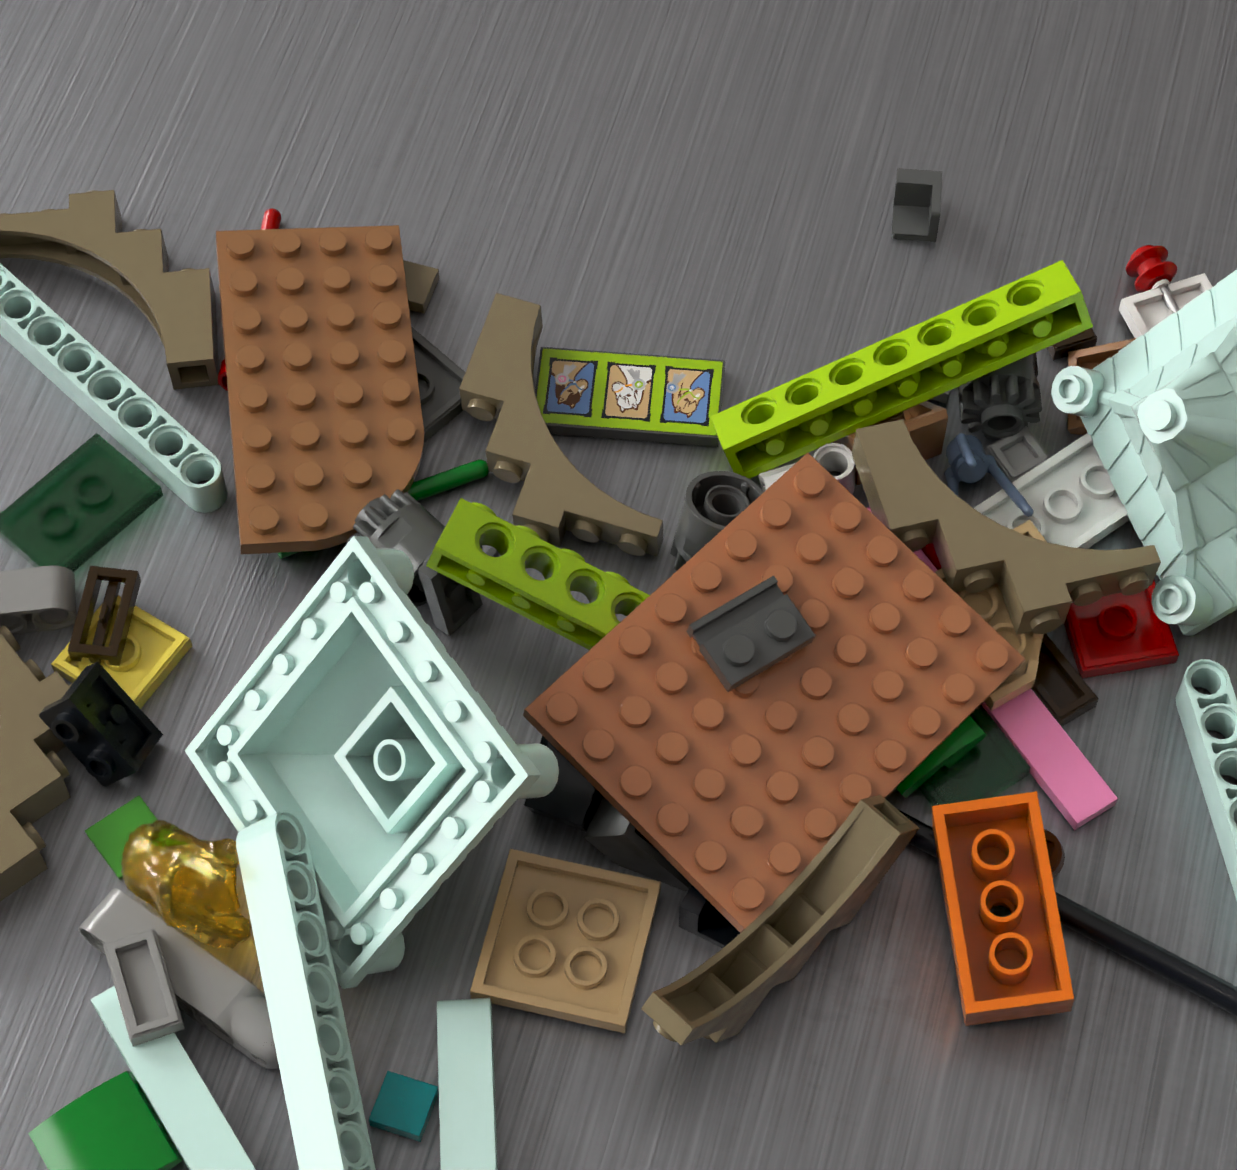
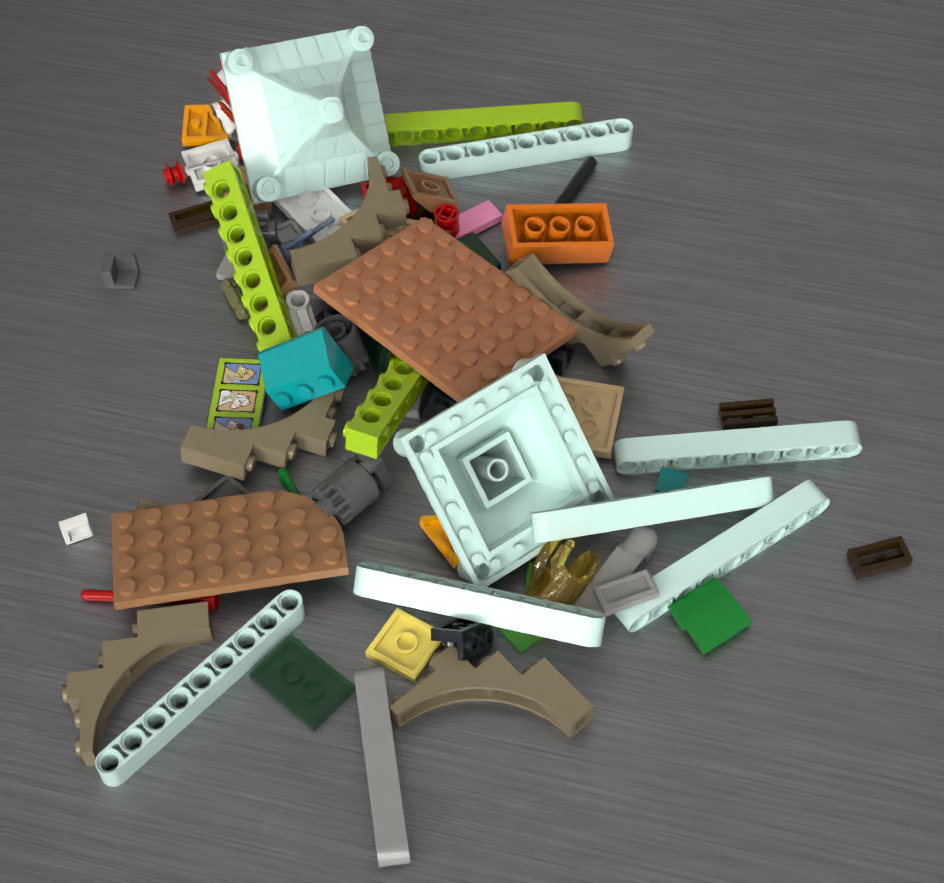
camera: 90 degrees left, 5 degrees down
(98, 650) = (384, 653): dark brown tile -> none
(190, 678) = (480, 604): none -> light aqua beam
(384, 188) = (76, 528): none -> white tile
(642, 466) = (304, 368): none -> teal slope
(750, 633) = (425, 307): dark grey plate -> none
(1028, 719) = (447, 218): none -> red wheel
(1128, 684) = (429, 189): none -> medium nougat slope

